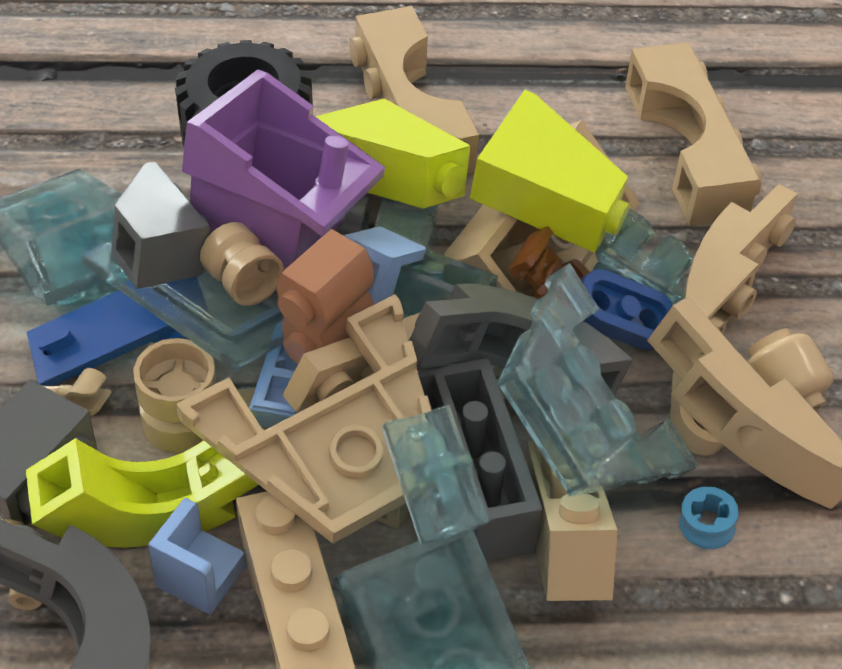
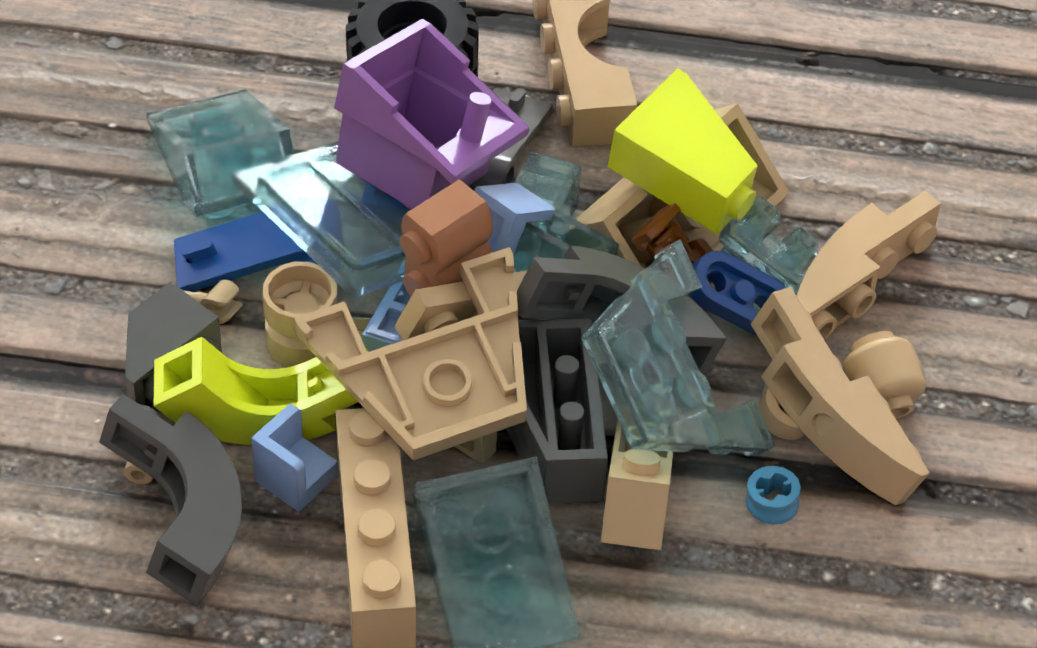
camera: 10 degrees right, 0 degrees up
(157, 231) = (305, 160): dark grey slope -> none
(241, 263) = (375, 200): tan wheel -> none
(419, 159) = (564, 118): neon yellow slope -> none
(435, 474) = (508, 409): clear light blue hips -> none
(674, 90) = (852, 83): tan arch -> none

